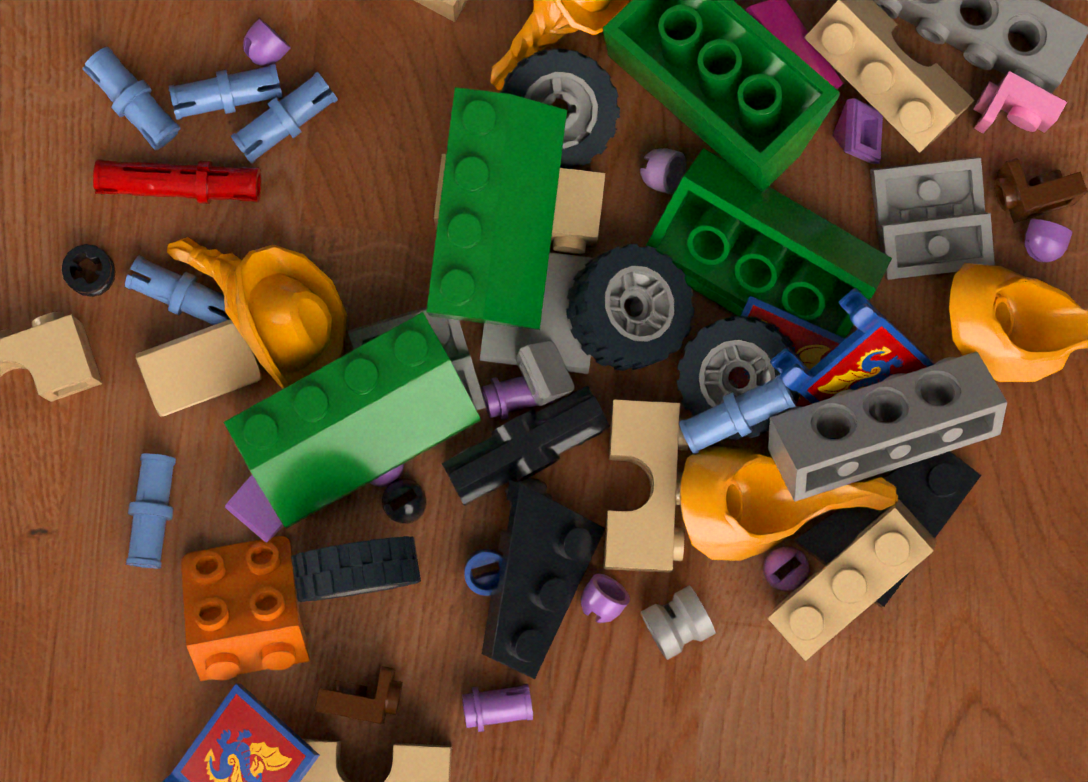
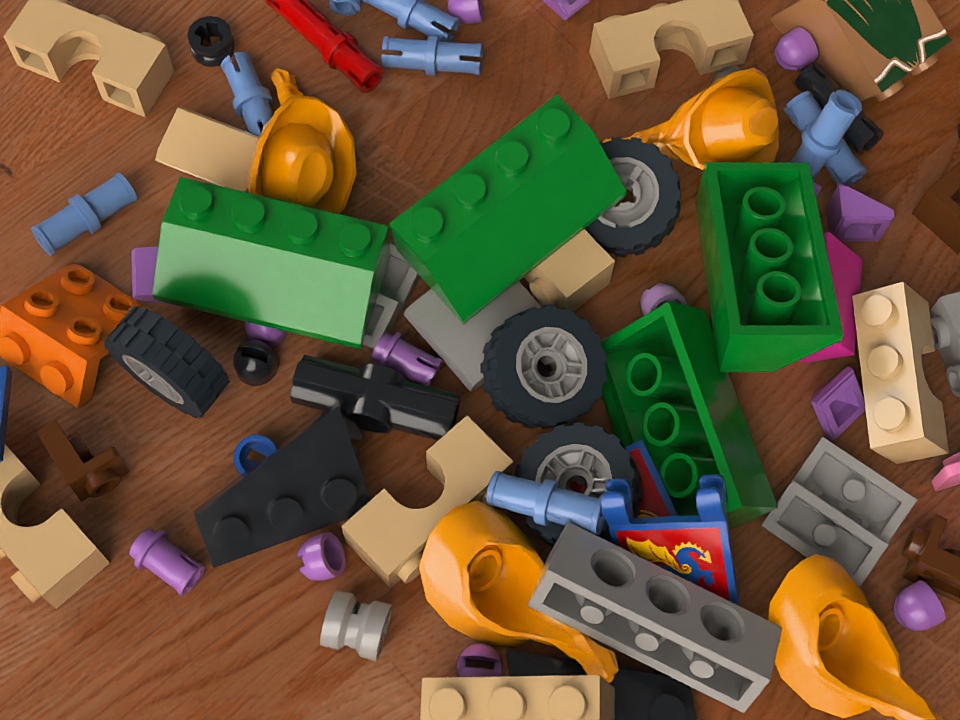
camera: 45 degrees right, 15 degrees down
(544, 372) = (437, 352): light grey slope -> none

